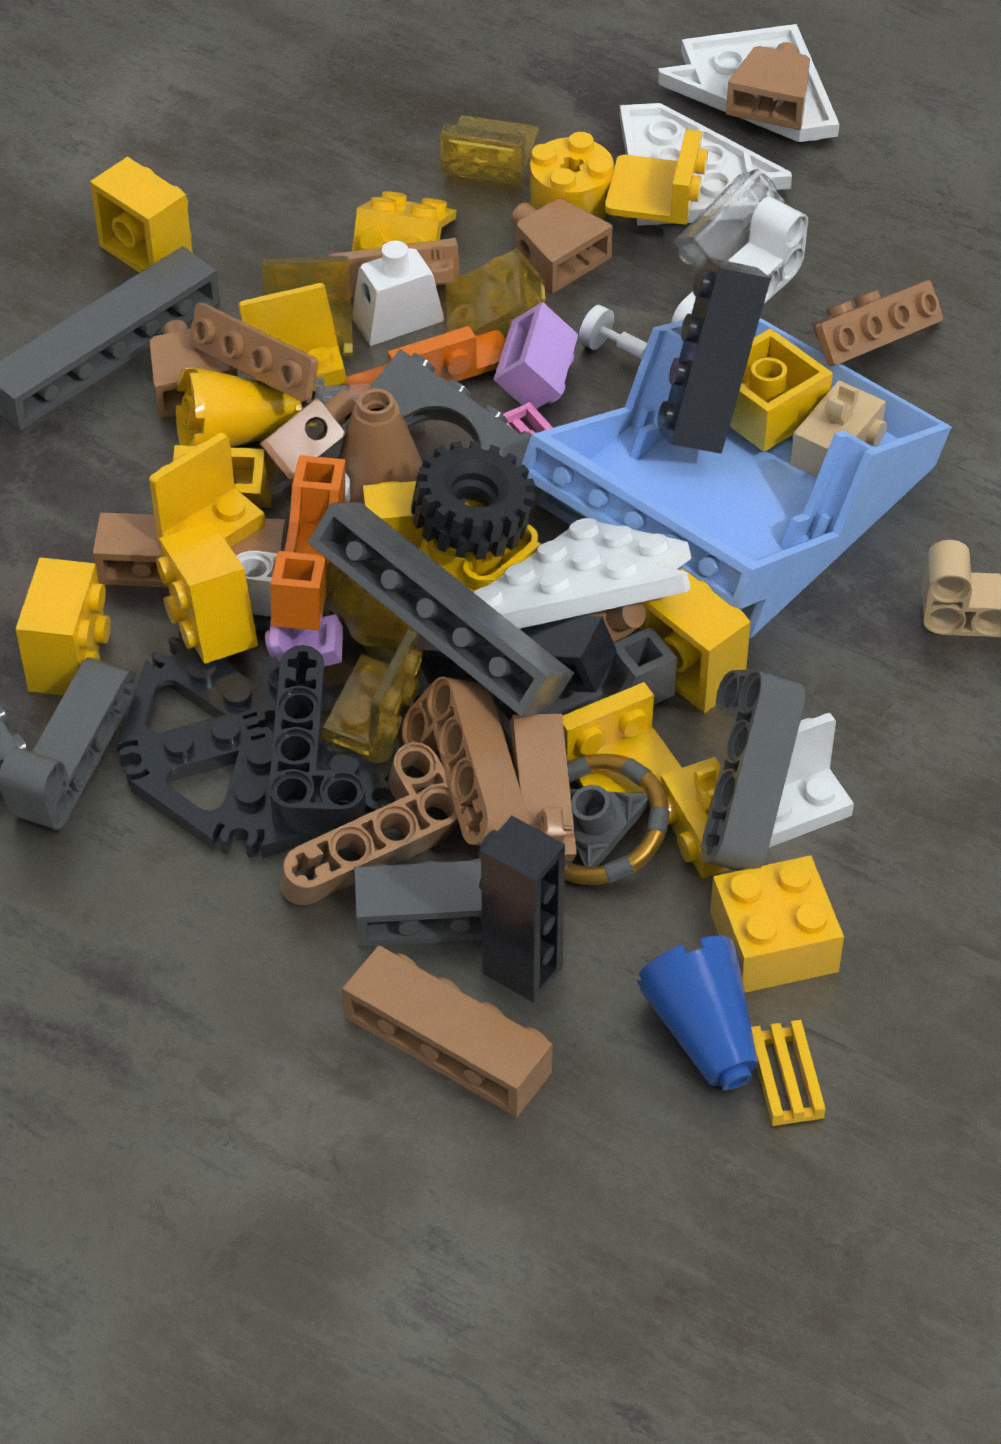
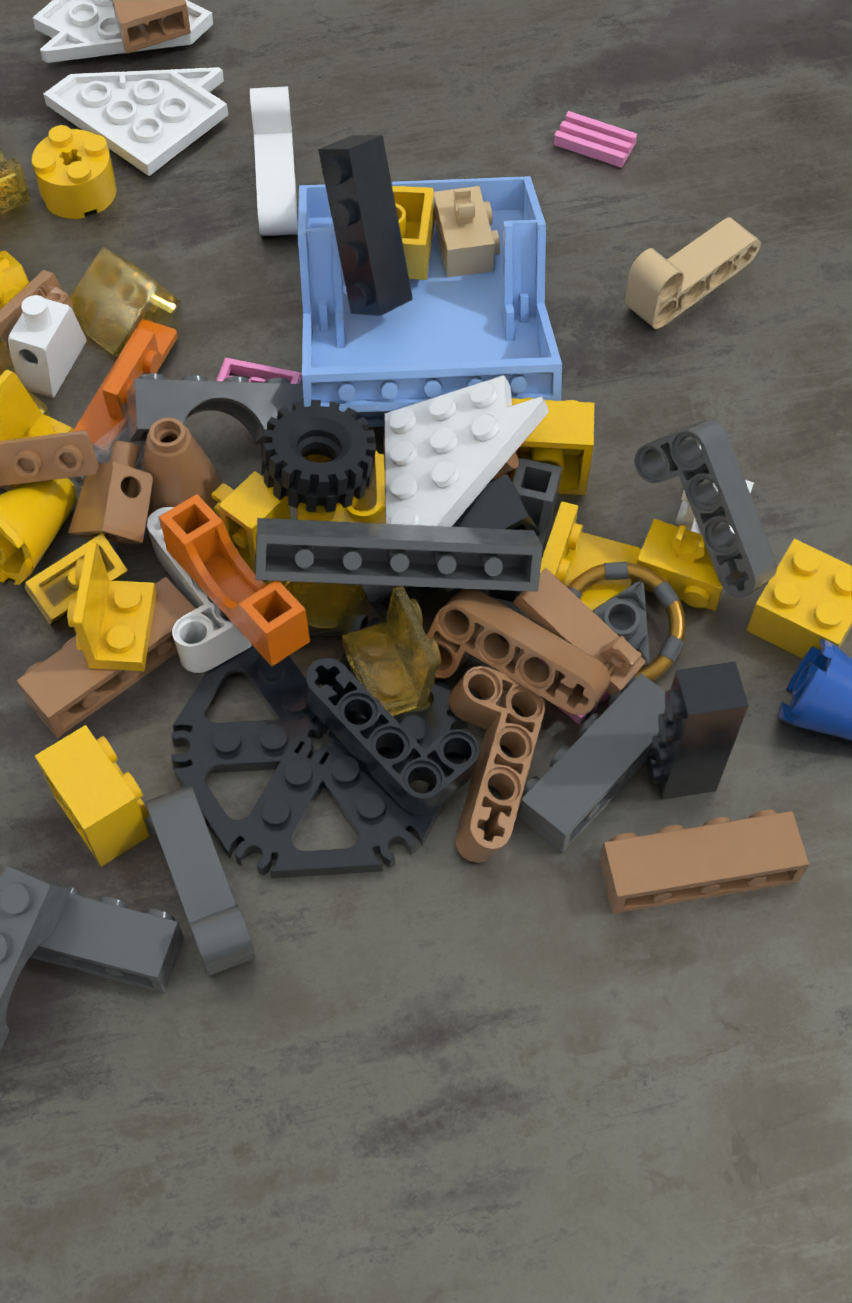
camera: 45 degrees left, 10 degrees up
(206, 592) = (184, 677): yellow brick -> none
(326, 641) = (293, 668): lavender bracket -> none
(536, 357) = (200, 319): lavender brick -> none
(561, 241) = (113, 219): medium nougat torso -> none
(598, 327) = (251, 264): white wheel -> none
(658, 187) = (151, 133): yellow bracket -> none
(726, 220) = (224, 129): clear brick -> none
(875, 321) = (401, 133): medium nougat bracket -> none

